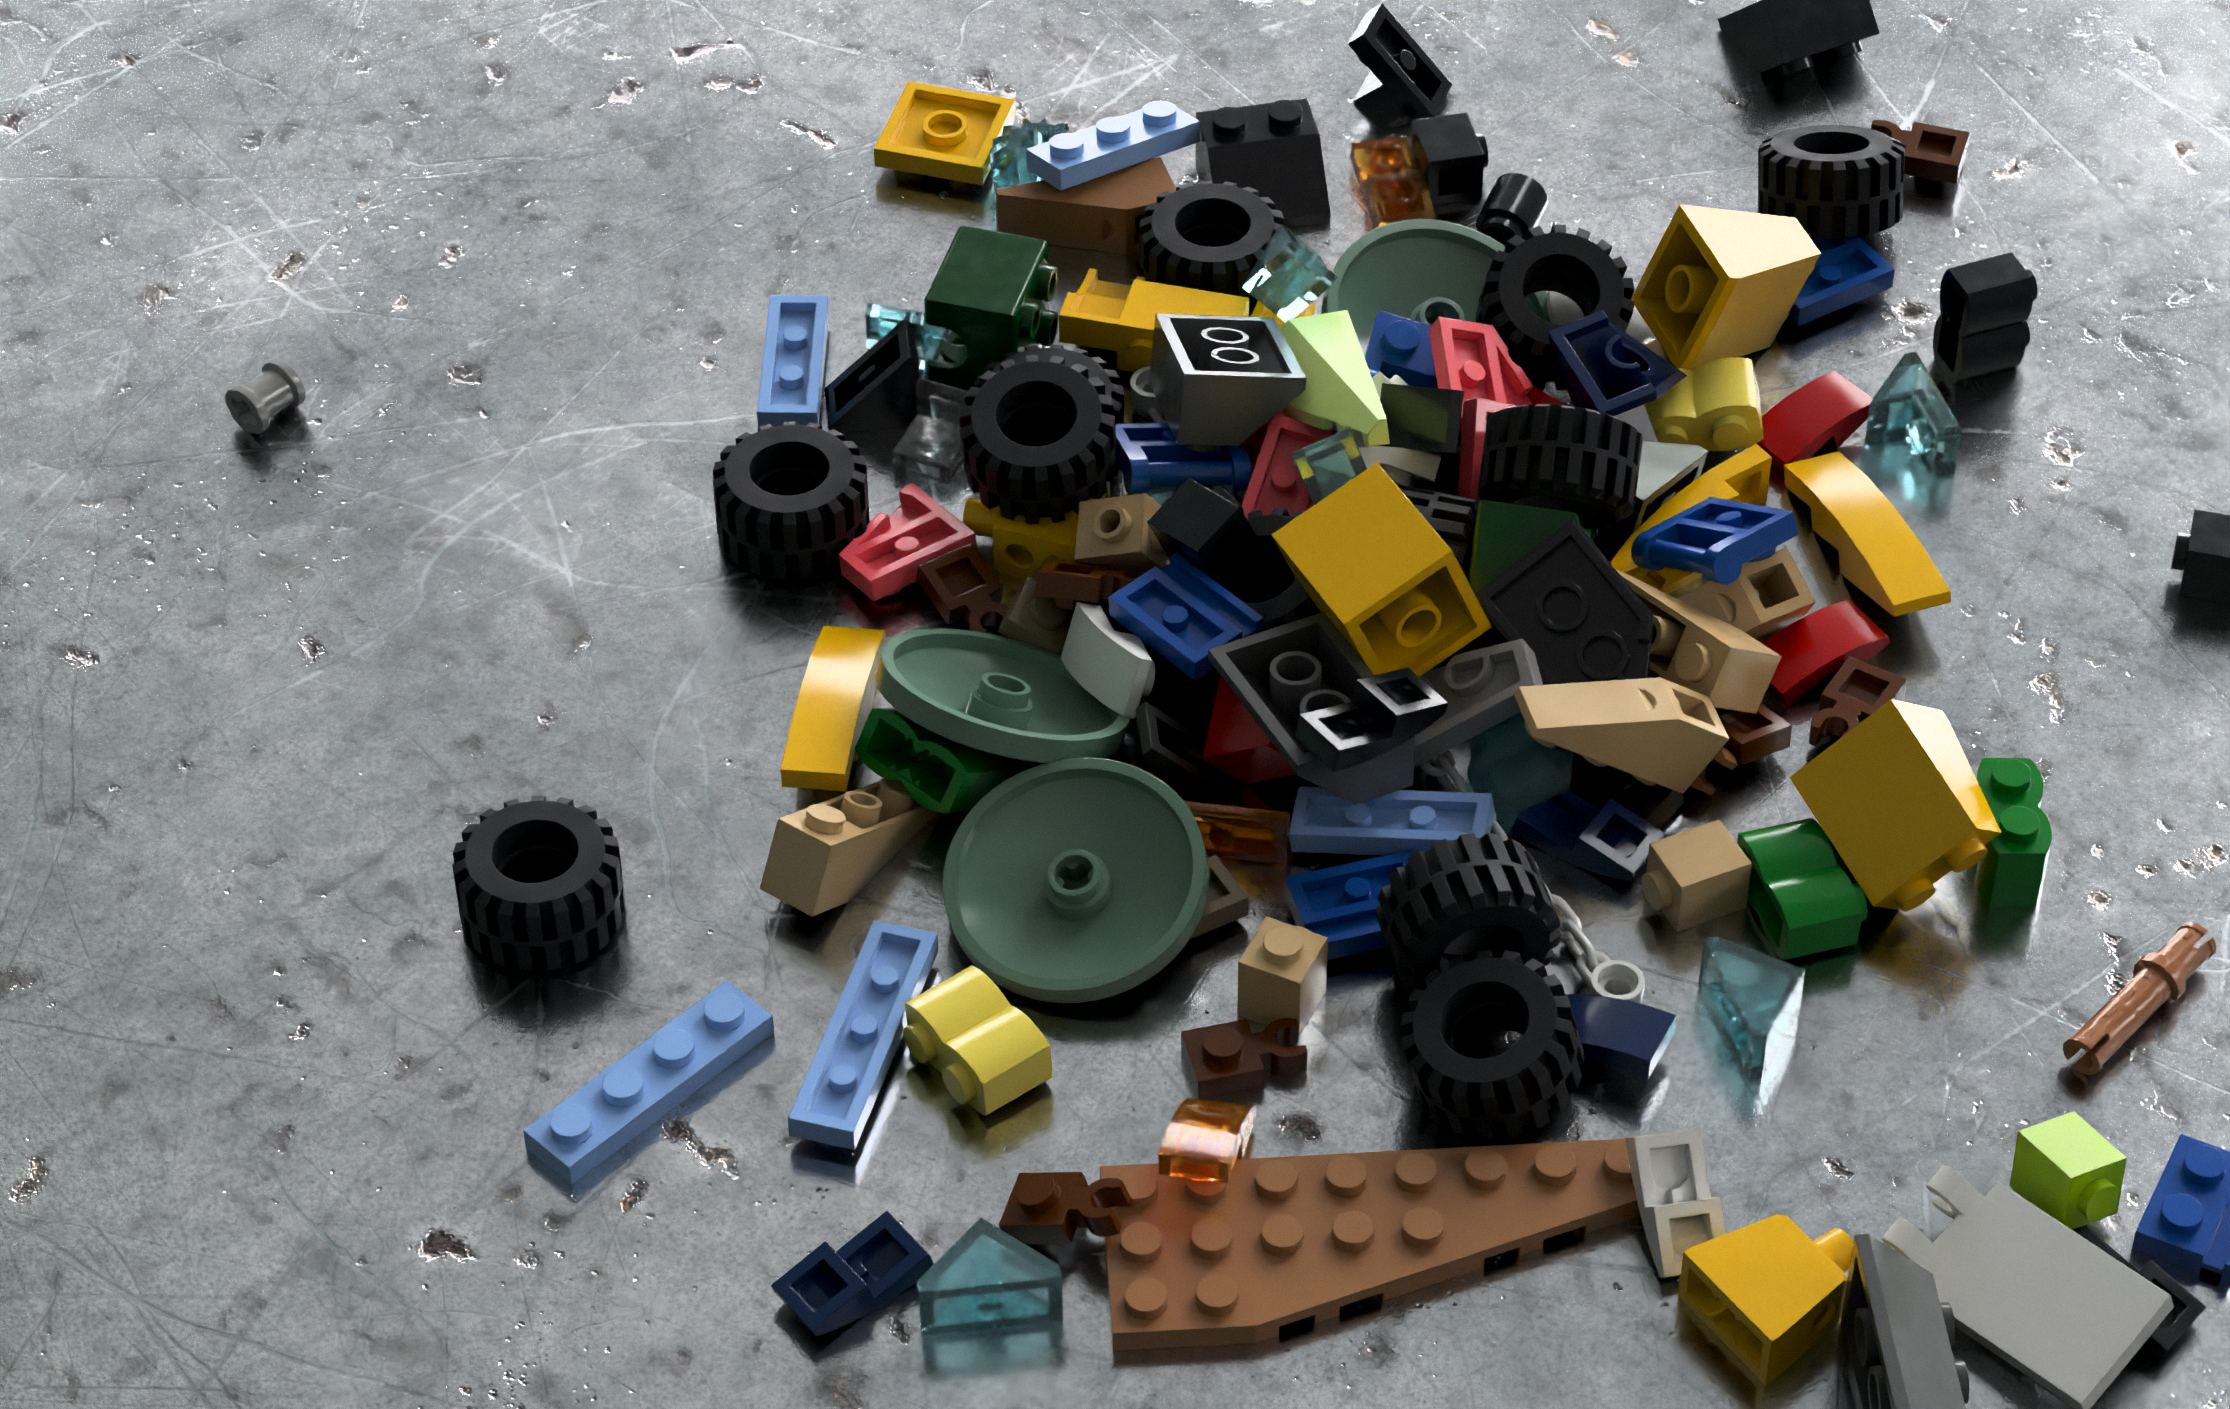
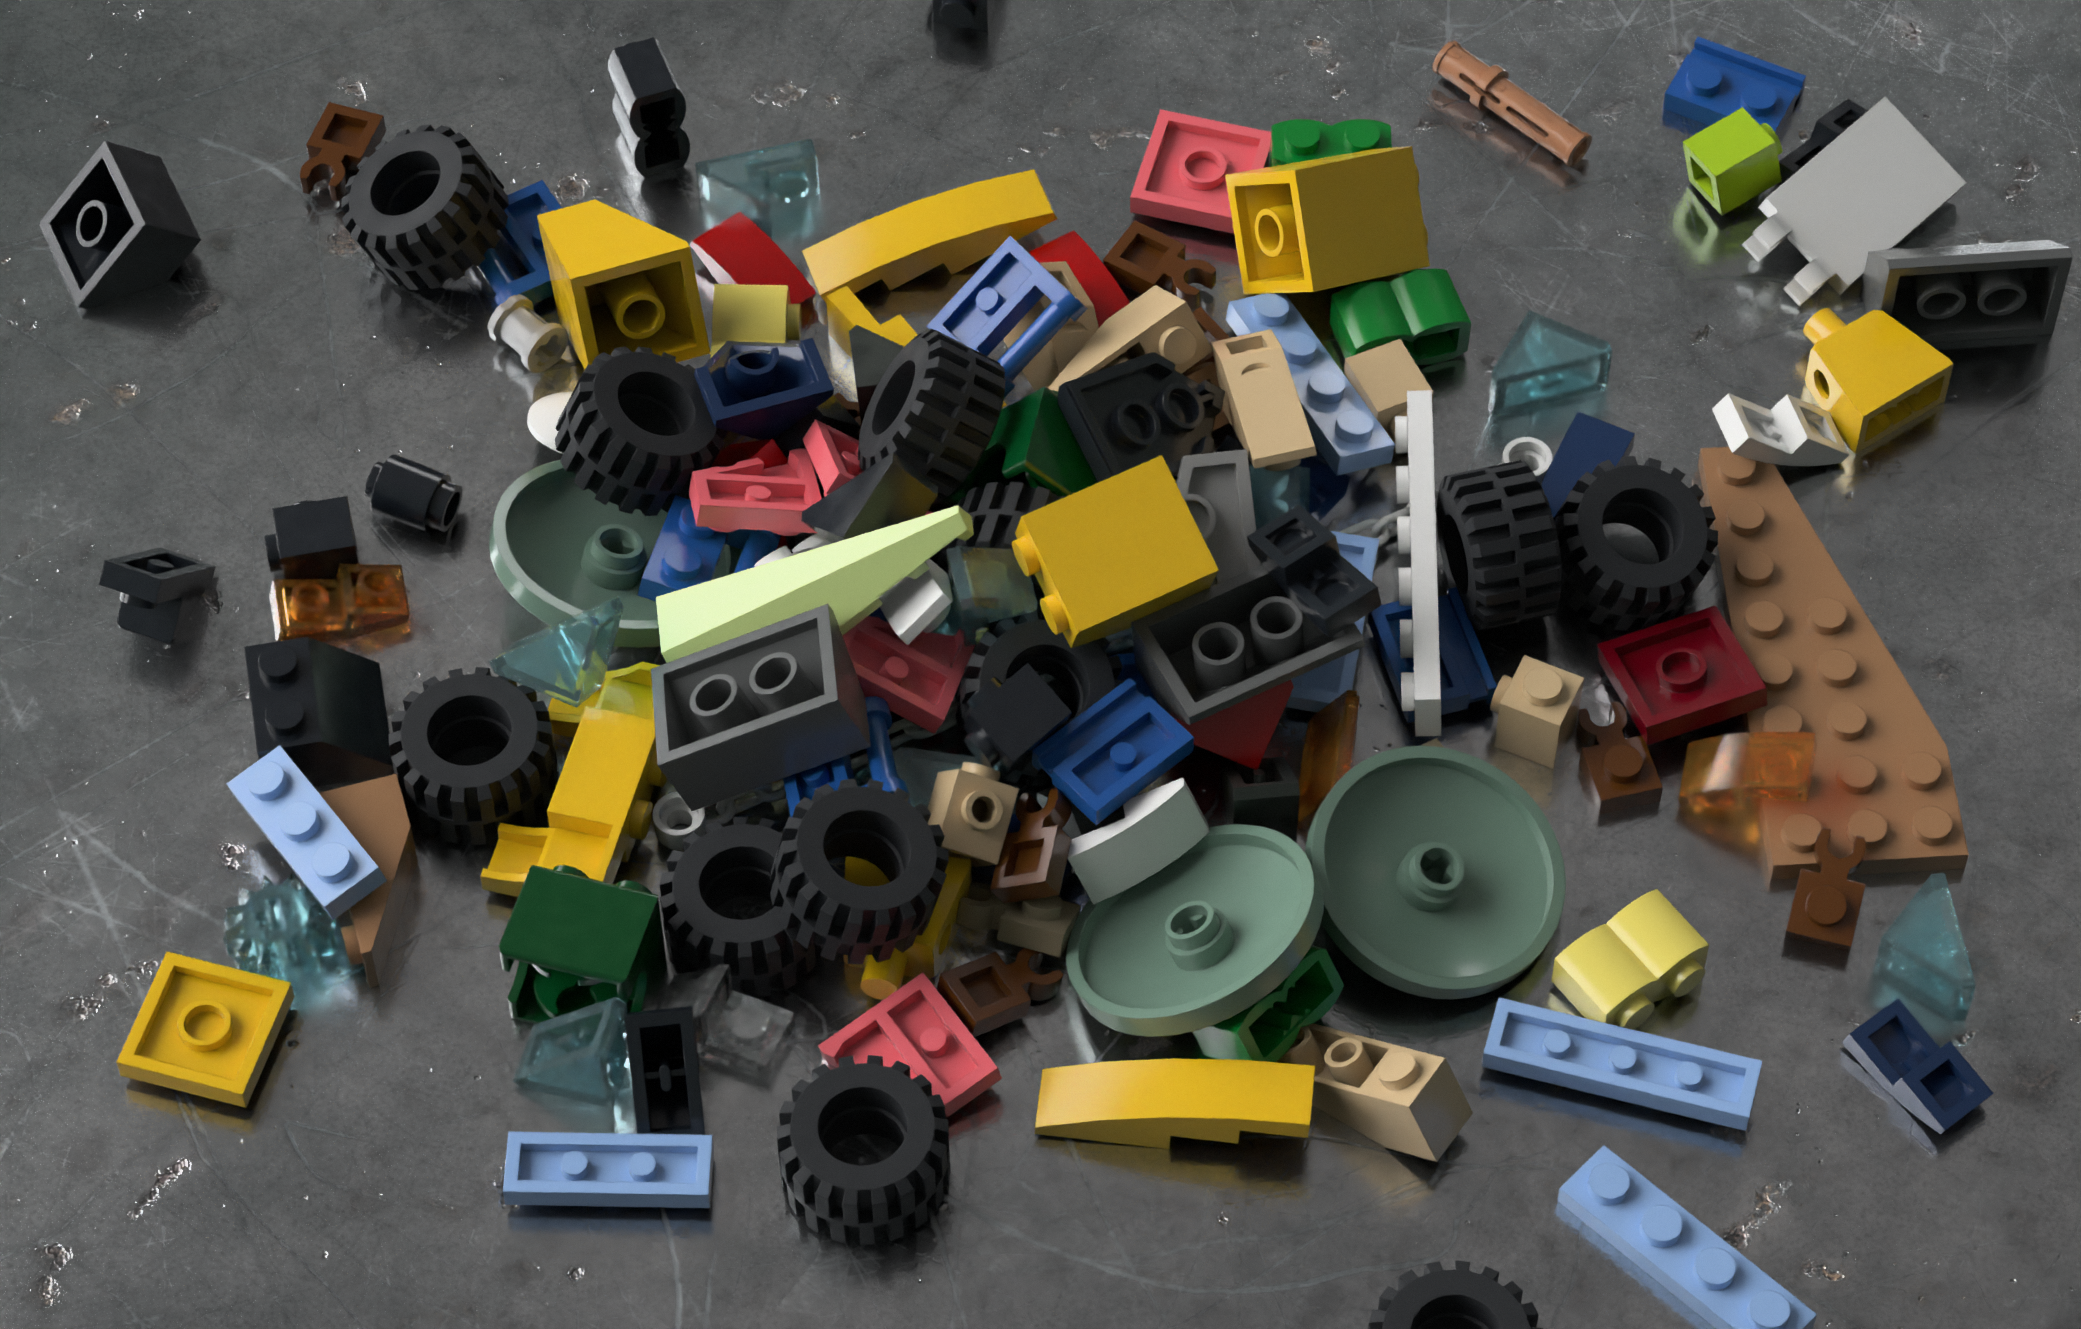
camera: 90 degrees left, 10 degrees up
(1334, 1094) = (1682, 675): none -> dark red plate
(1359, 865) = (1419, 582): none -> white plate
(1739, 798) = (1335, 412): none -> light blue plate
(2002, 723) = (1187, 168): none -> coral plate

